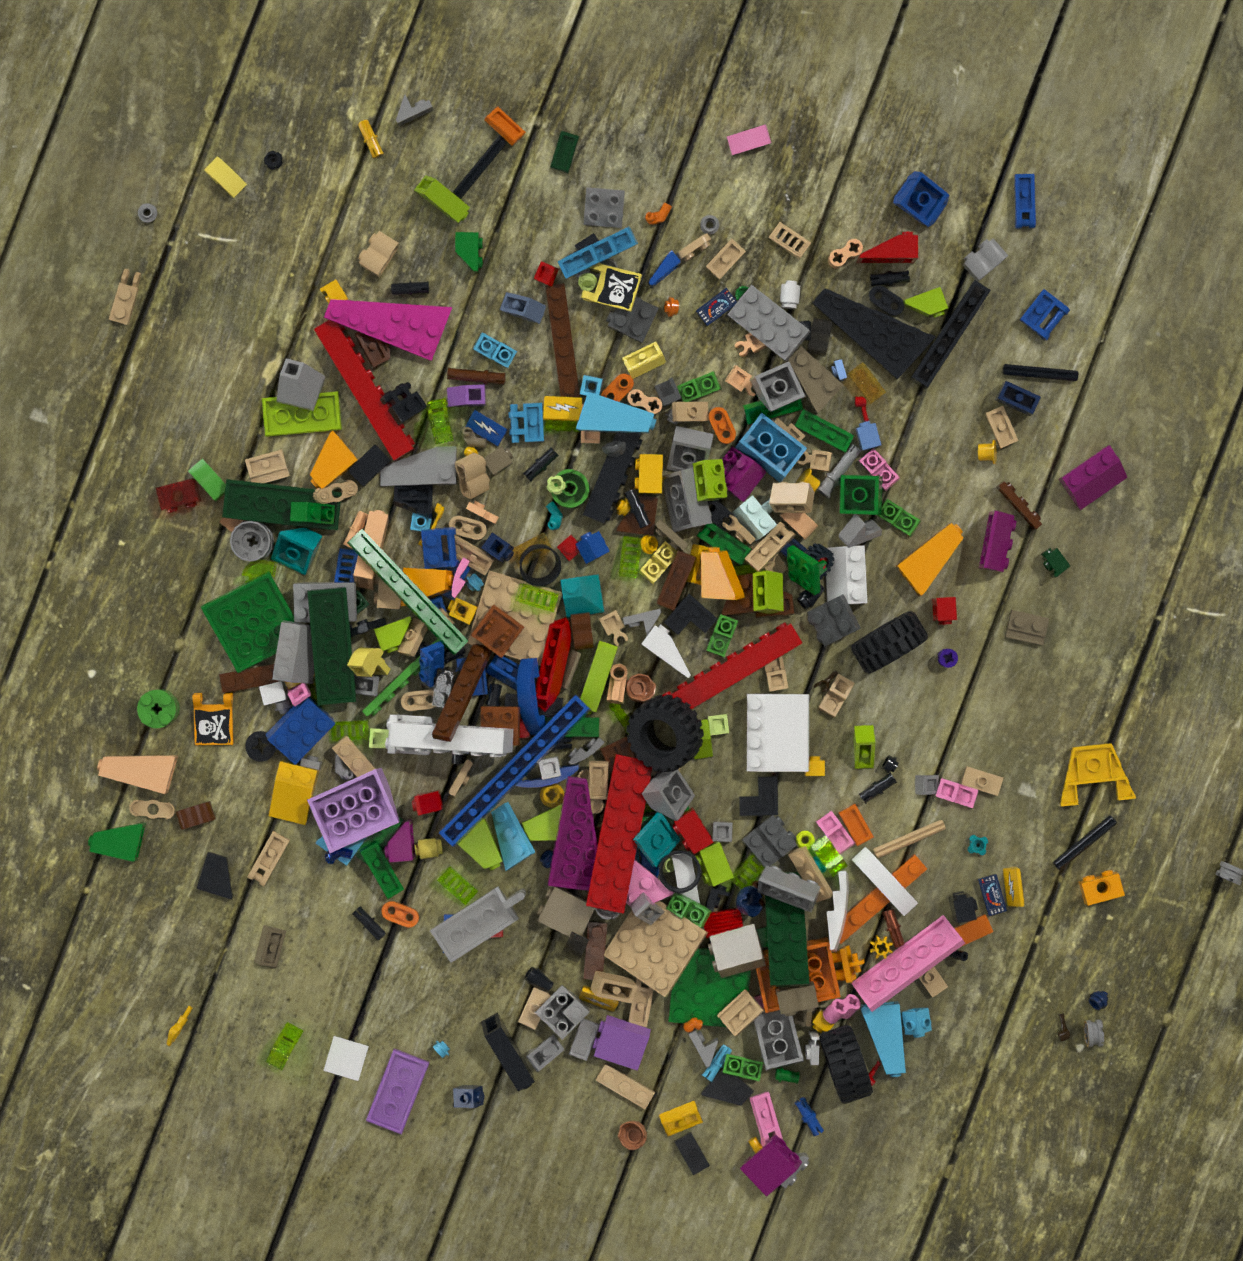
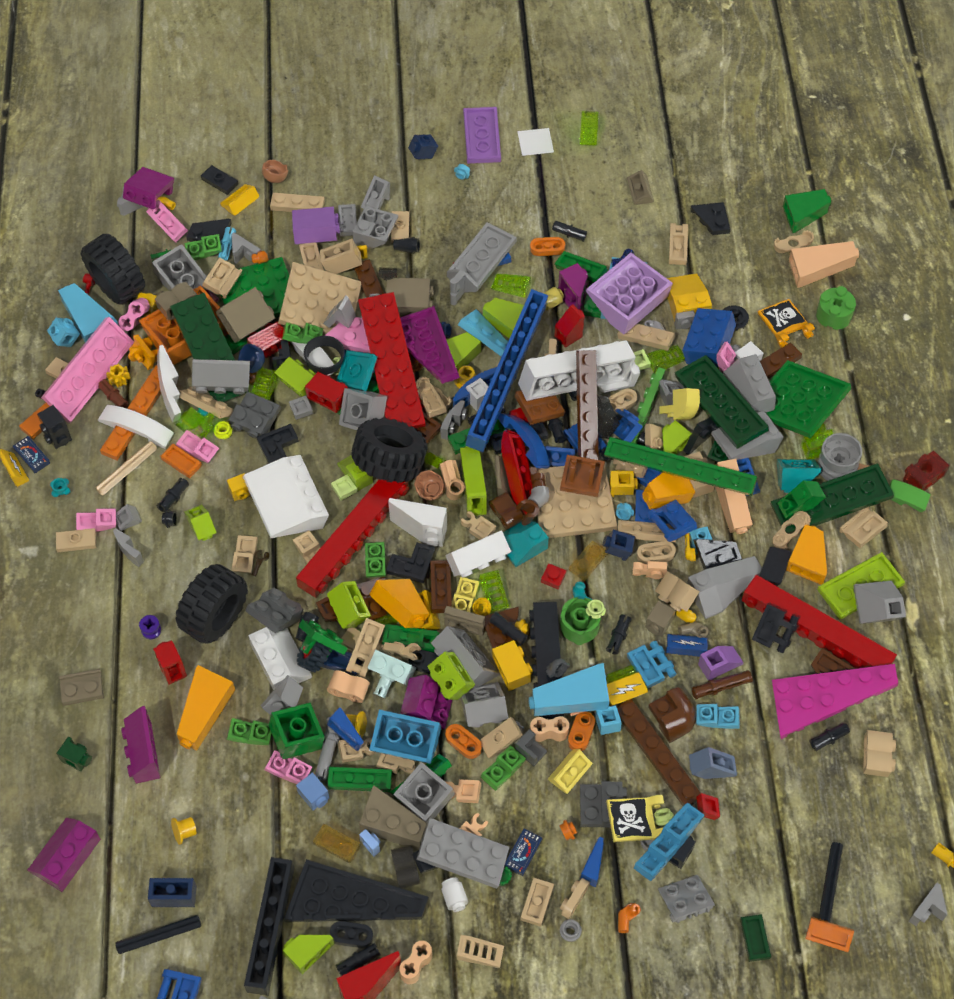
camera: 150 degrees right, 30 degrees down
(176, 1029) = (679, 113): yellow hand -> none
(195, 815) = (756, 249): reddish brown axle -> none
(333, 291) = (895, 699): yellow brick -> none
(357, 525) = (755, 510): light nougat axle -> none
(440, 421) = (735, 627): clear neon green brick -> none
(442, 198) = (850, 830): lime slope -> none
(458, 582) = (640, 501): bright pink slope -> none
(467, 248) = (796, 795): green slope -> none
(507, 1052) = (410, 186): black slope -> none
(521, 590) = (567, 509): clear neon green slope -> none
(530, 368) = (674, 714): none -> reddish brown brick
(544, 580) = (570, 534): black tyre -> none
(549, 625) = (538, 497): none -> reddish brown piece
(592, 546) = (533, 581): blue brick -> none
(629, 594) = (478, 554): none -> white brick
(649, 619) = (453, 543): light grey slope -> none
(792, 497) = (363, 694): tan brick -> none
(809, 1116) = (130, 236): blue pin -> none
(812, 1049) = (147, 271): white plate -> none
(822, 480) = (343, 727): none -> blue slope
(861, 402) = (334, 823): red hand -> none
(940, 754) = (126, 546): none -> light grey slope
(1001, 427) = (178, 860): tan plate -> none
(1019, 504) = (131, 793): reddish brown plate -> none

